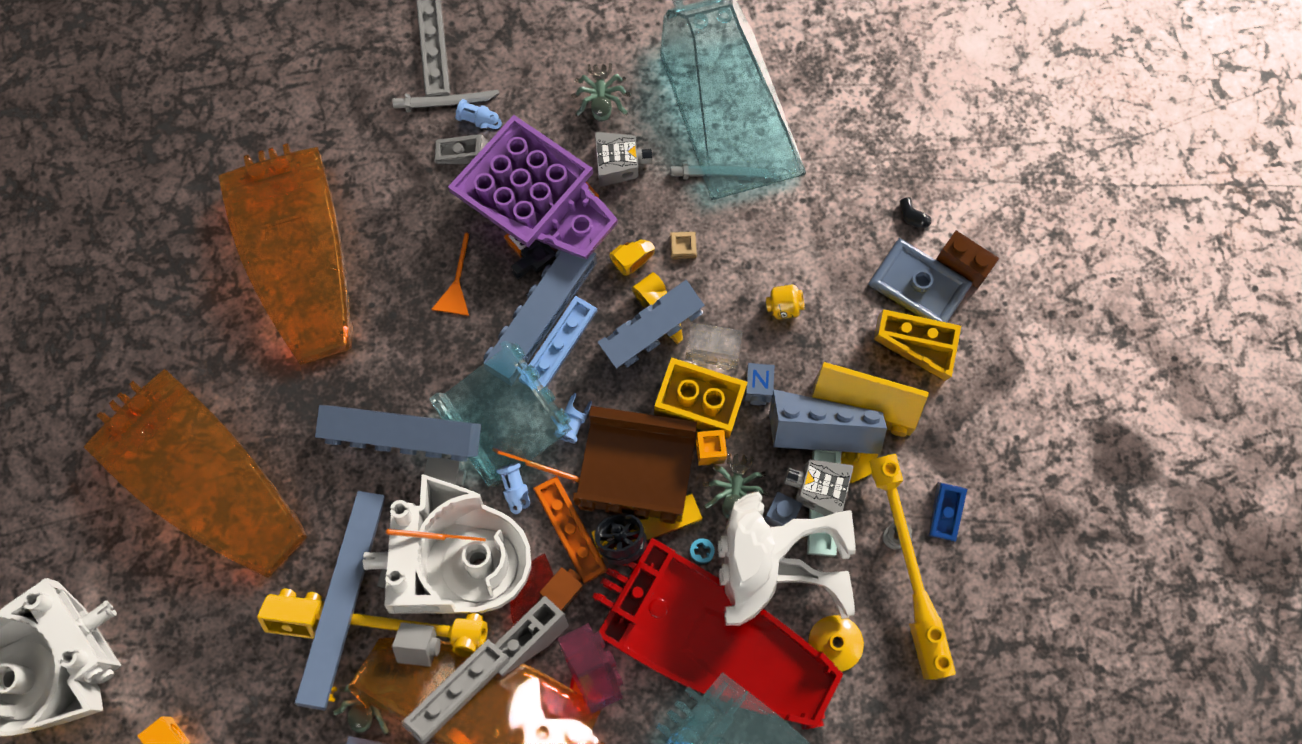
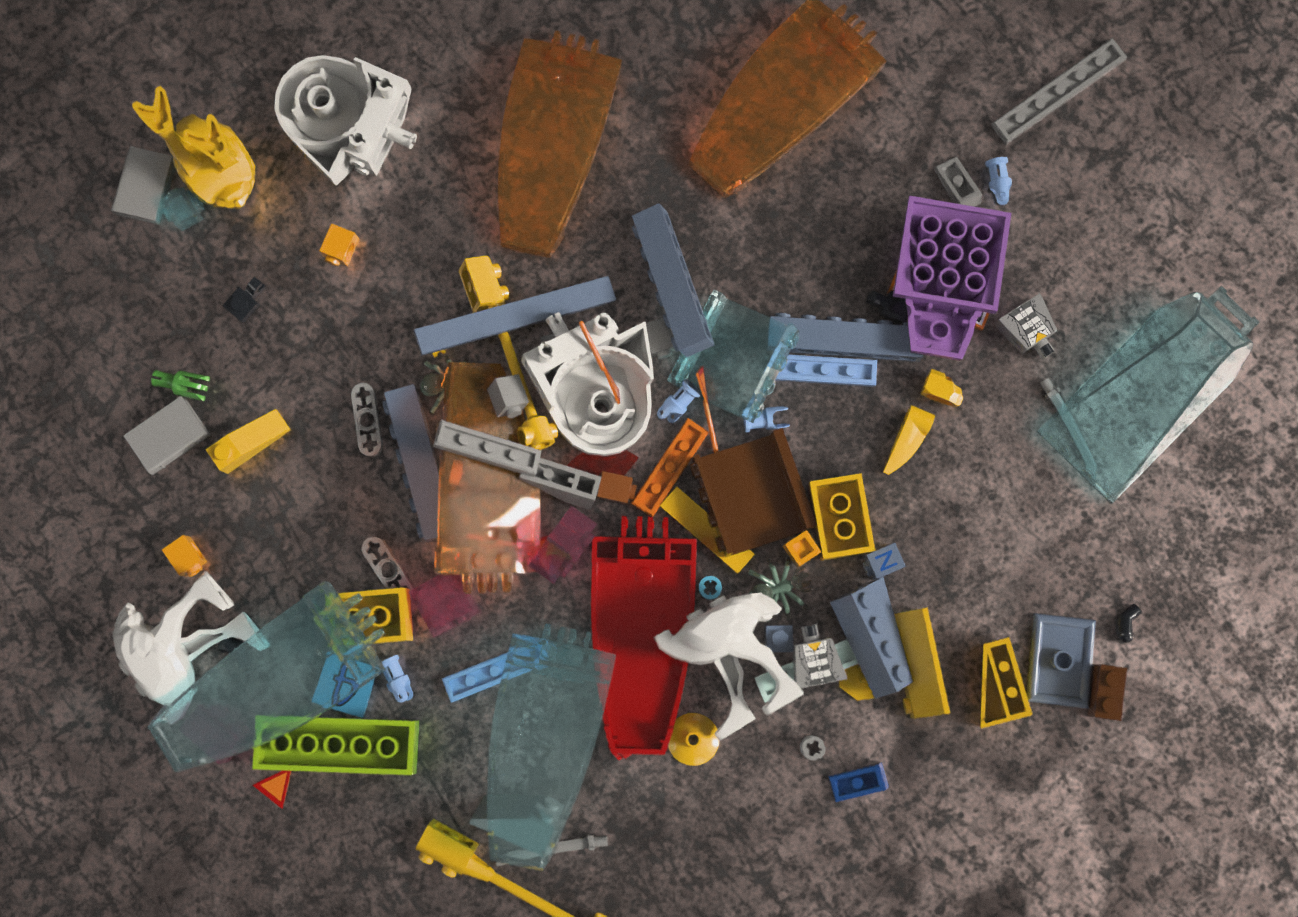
camera: 70 degrees right, 10 degrees up
(434, 101) = (978, 112): light grey sword -> none
(453, 299) = (816, 257): orange piece -> none
(601, 94) = (1082, 277): animal -> none
(620, 526) = (684, 504): black wheel -> none
(652, 324) = (881, 440): sand blue wedge -> none
(683, 245) = (978, 429): tan tile -> none
(713, 346) = (896, 504): clear brick -> none
(785, 302) = (973, 547): yellow head -> none
(927, 627) = (747, 808): yellow bar -> none

